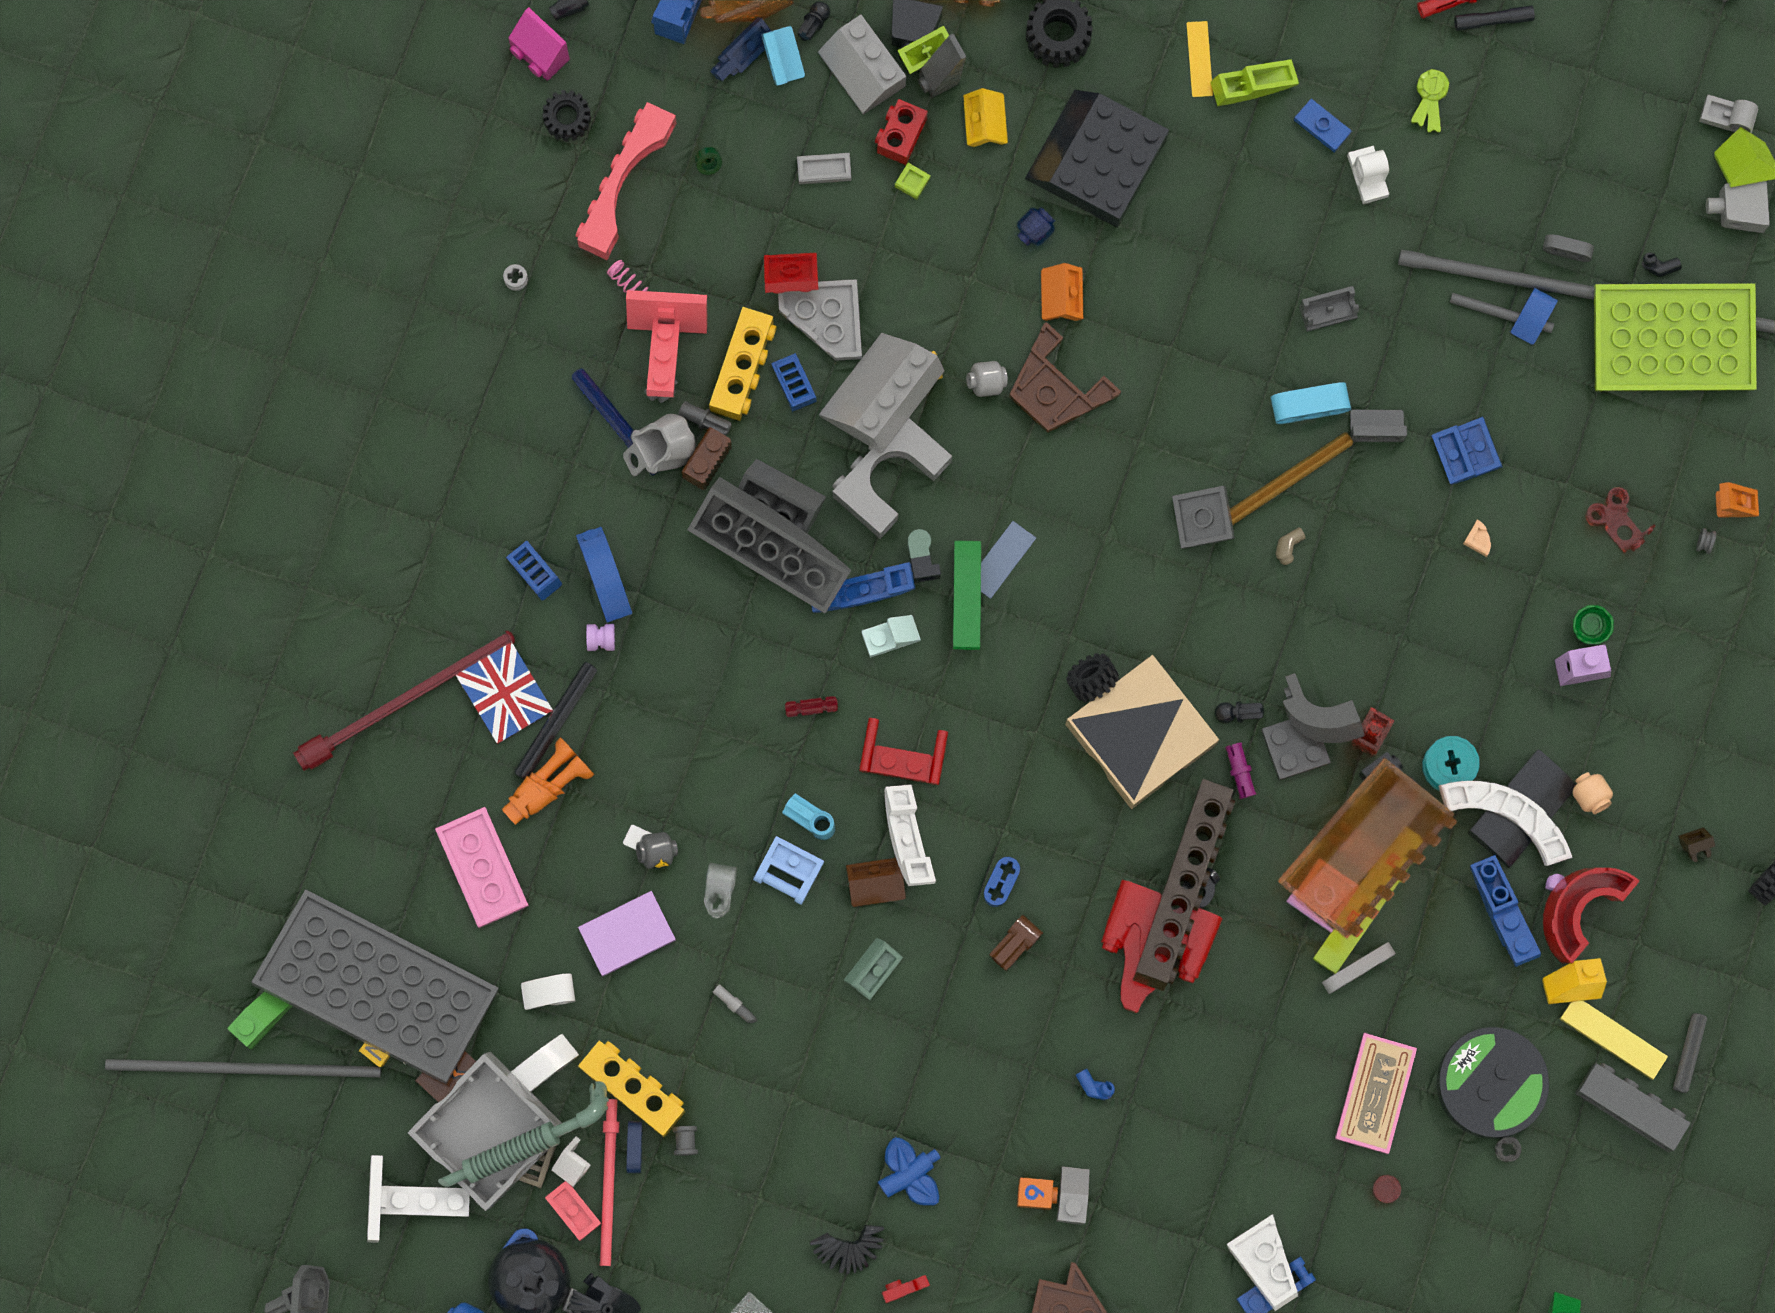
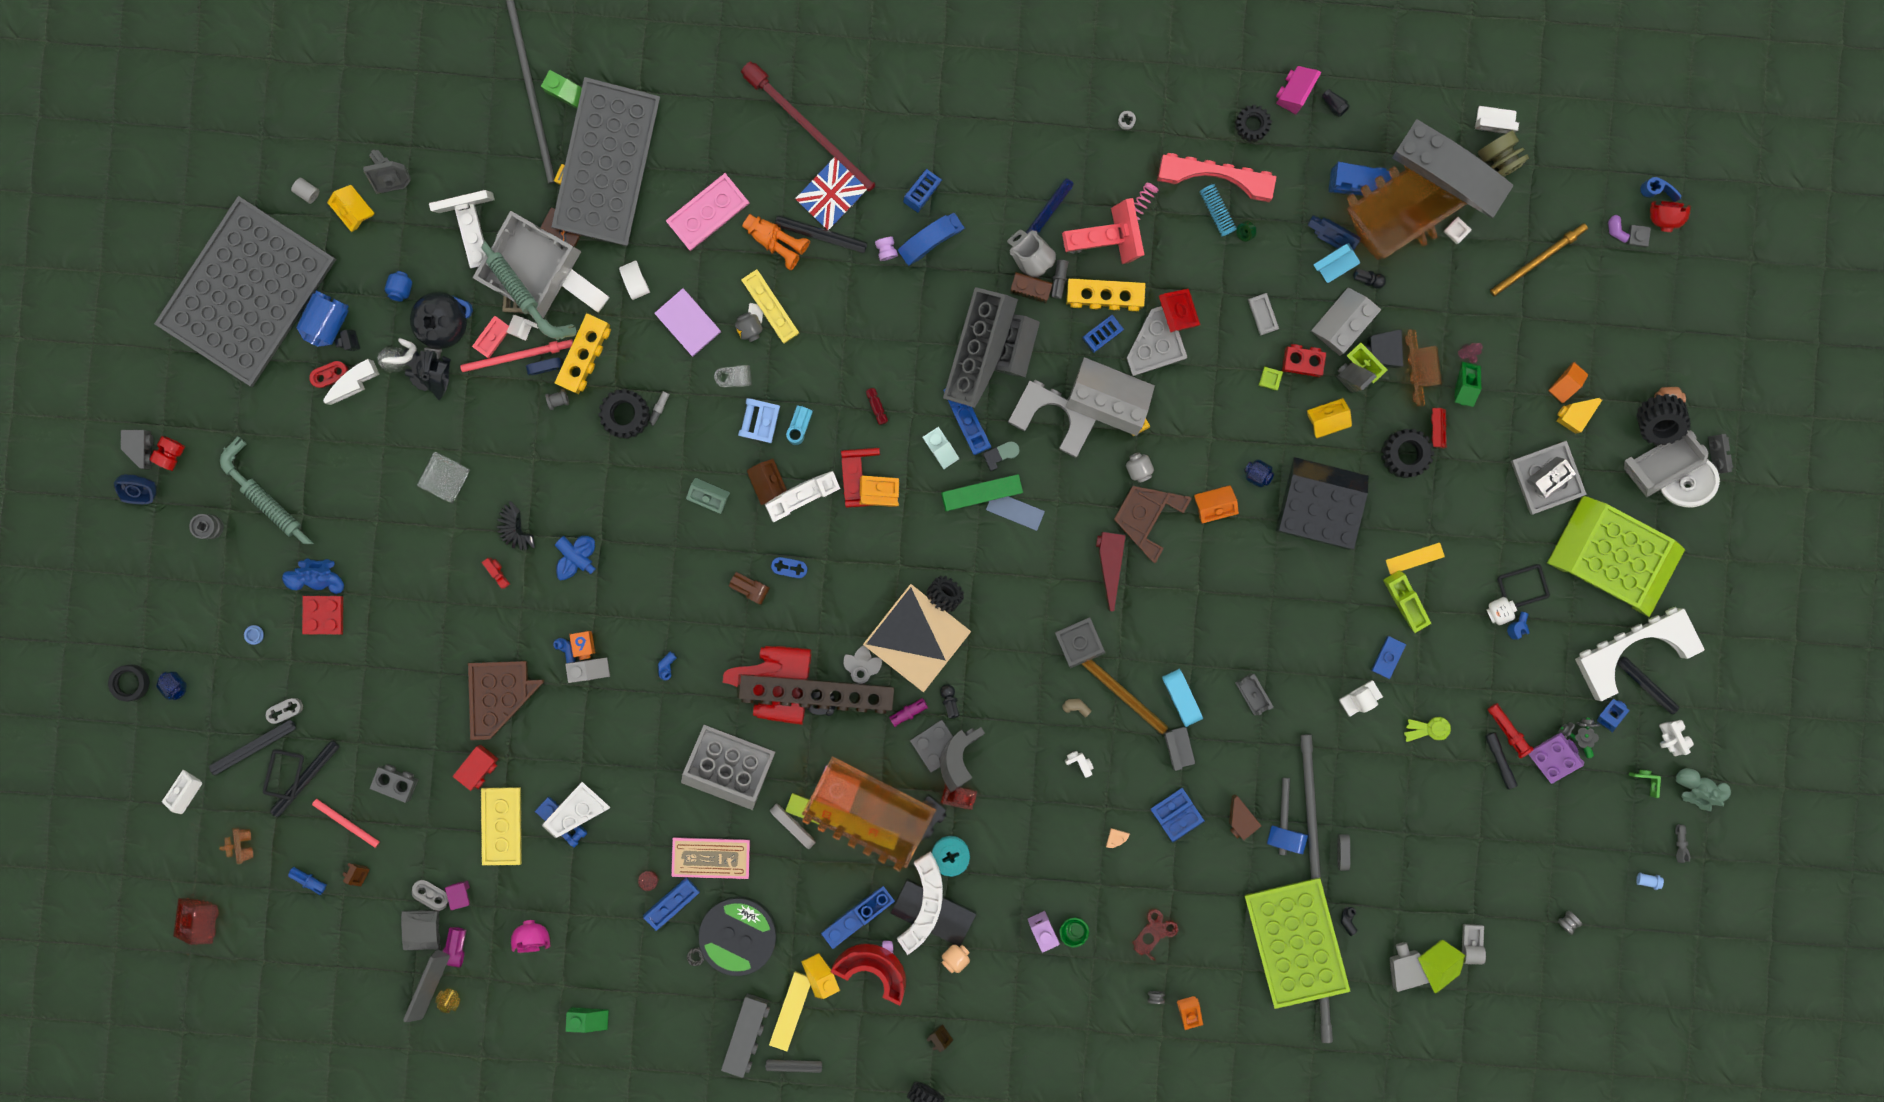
camera: 80 degrees right, 10 degrees up
(635, 815) = (770, 306): none -> light yellow tile
(699, 178) = (1217, 222): none -> medium azure piece
(730, 1075) = (612, 402): none -> black tyre
(929, 731) = (879, 491): none -> light orange plate
(1034, 1218) = (565, 646): none -> blue arm
(1100, 448) = (1110, 554): none -> dark red slope
(1157, 814) = (862, 661): none -> light grey plate
(1256, 1036) = (727, 767): none -> light grey slope
(1368, 554) = (1085, 764): none -> white bracket
(1426, 1163) = (671, 903): none -> blue plate
(1492, 367) = (1241, 819): none -> reddish brown slope

